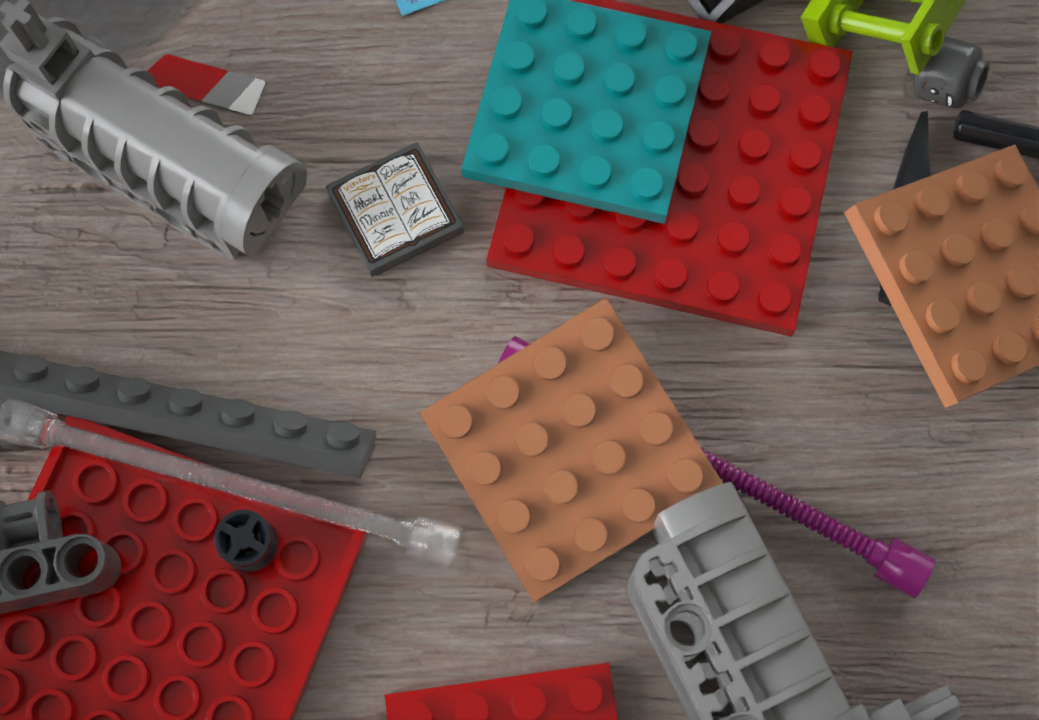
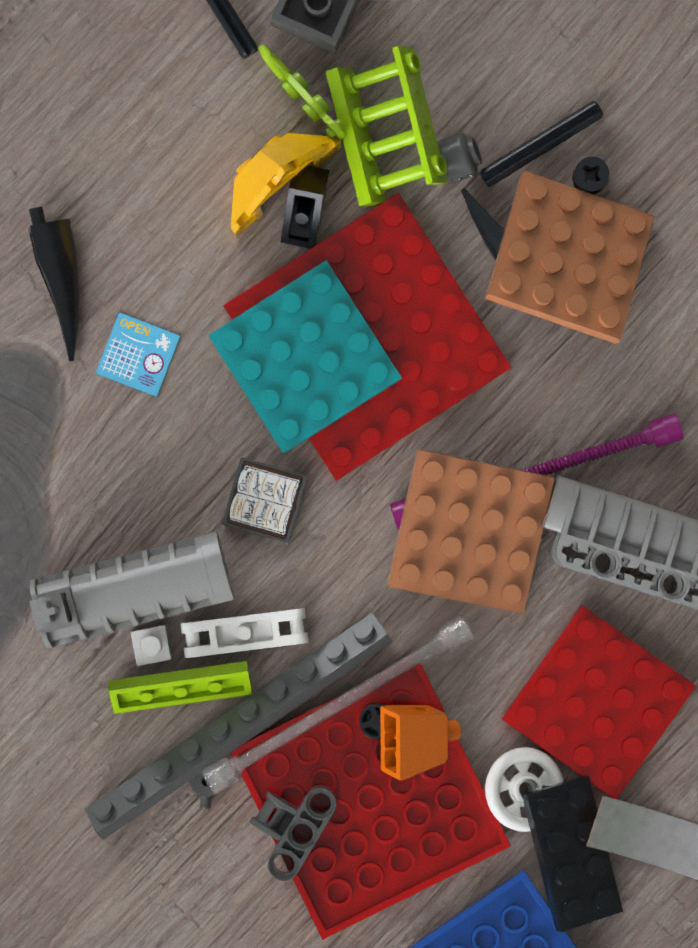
camera: 45 degrees left, 15 degrees up
(99, 299) = (180, 687): none -> lime plate
(123, 233) = (151, 645): none -> white plate
(208, 83) = (99, 532): sticker -> none
(225, 315) = (244, 633): none -> white plate
(260, 601) = (414, 739): none -> orange torso

